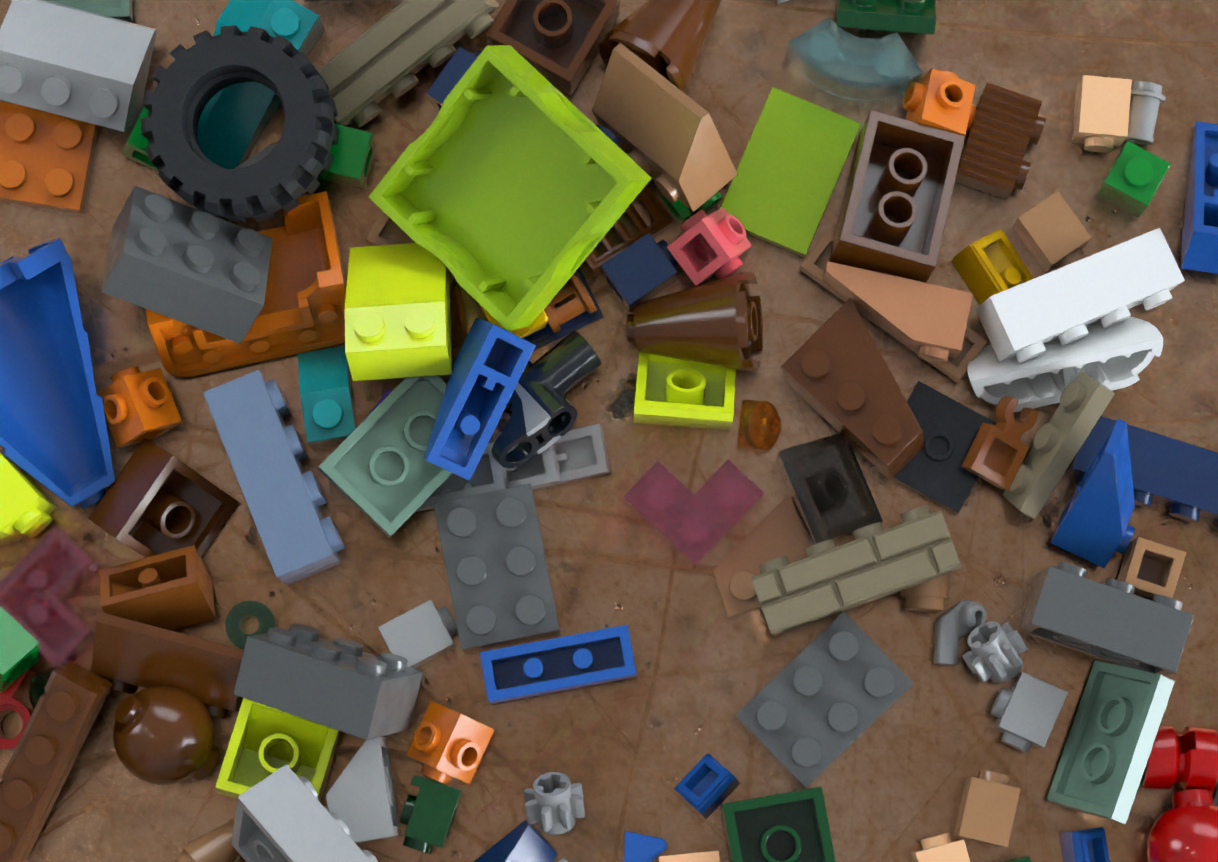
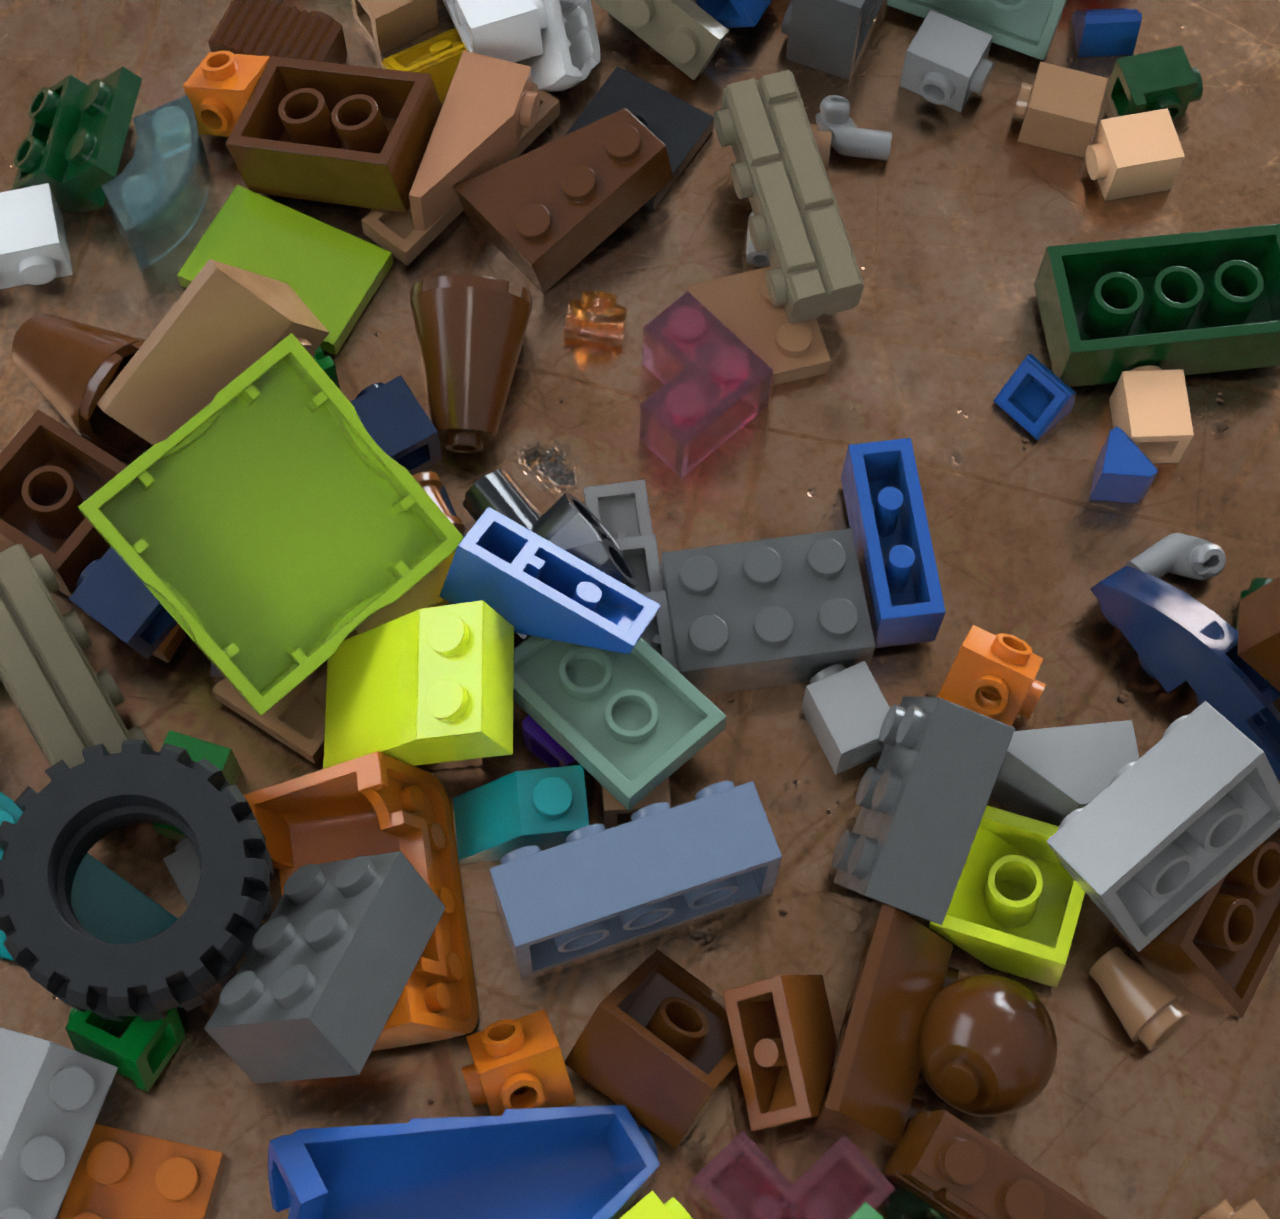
camera: 90 degrees left, 15 degrees down
(243, 610) = (822, 955): clear green plate -> none
(429, 814) = (1079, 699): dark green brick -> none
(554, 803) = (1064, 562): light grey gear -> none
(683, 393) = (552, 390): neon yellow slope -> none
(710, 245) = (390, 337): coral brick -> none
(823, 700) = (939, 262): dark grey brick -> none
(827, 488) = (683, 250): clear smoke slope -> none
(995, 652) = (879, 86): light grey gear -> none
(997, 449) = (643, 61): dark orange plate -> none

